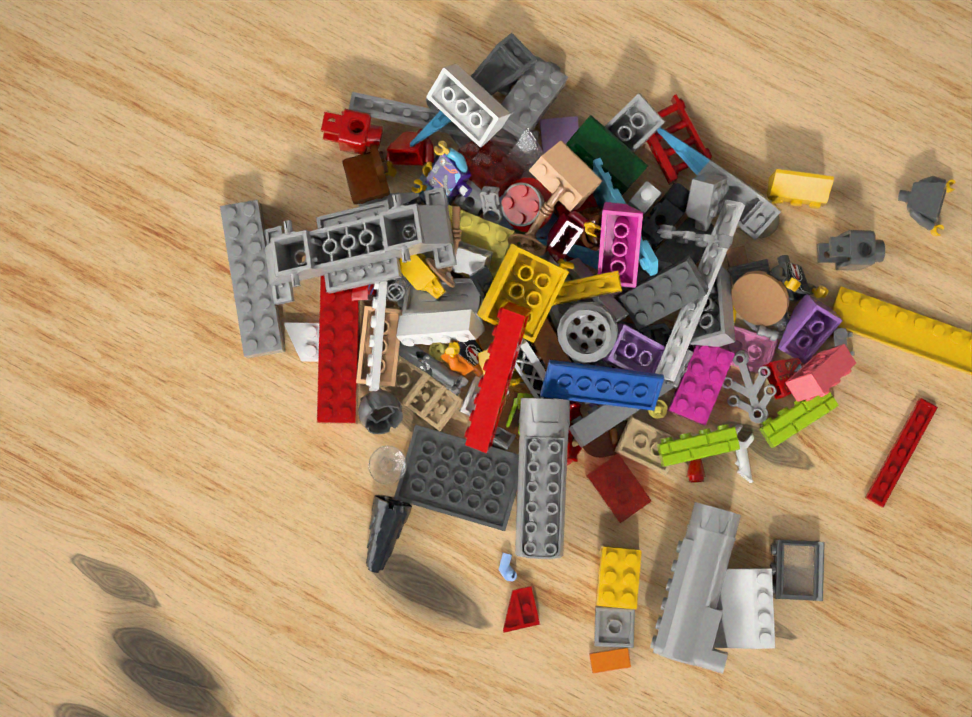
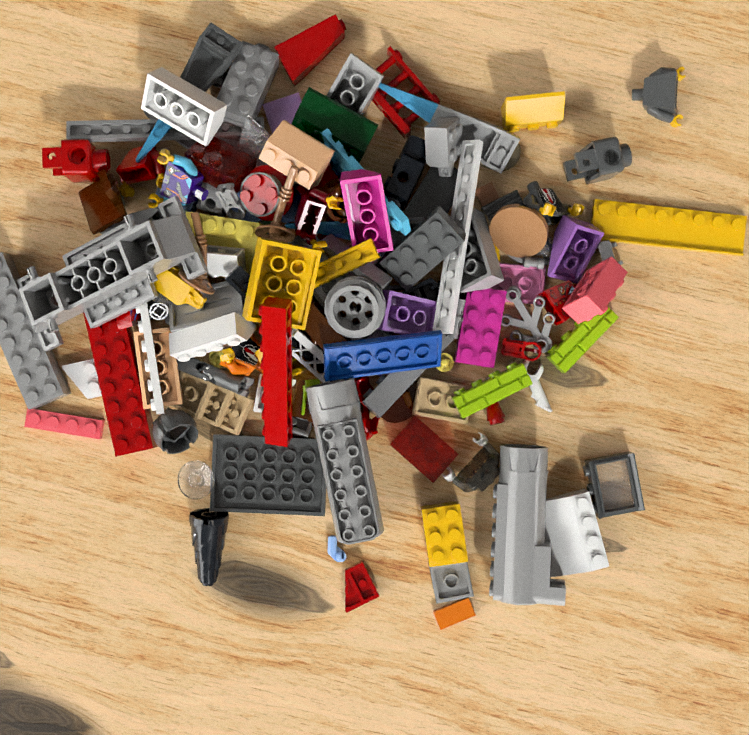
camera: 20 degrees left, 5 degrees up
(272, 379) = (64, 423): none -> coral plate
(597, 77) = (307, 49): none -> red slope
(645, 198) = (383, 159): white torso -> none
(668, 232) = (429, 188): light grey plant -> none
(668, 523) = (479, 471): none -> clear smoke torso
(732, 413) = (517, 349): none -> red piece
(901, 452) = (688, 347): red tile -> none

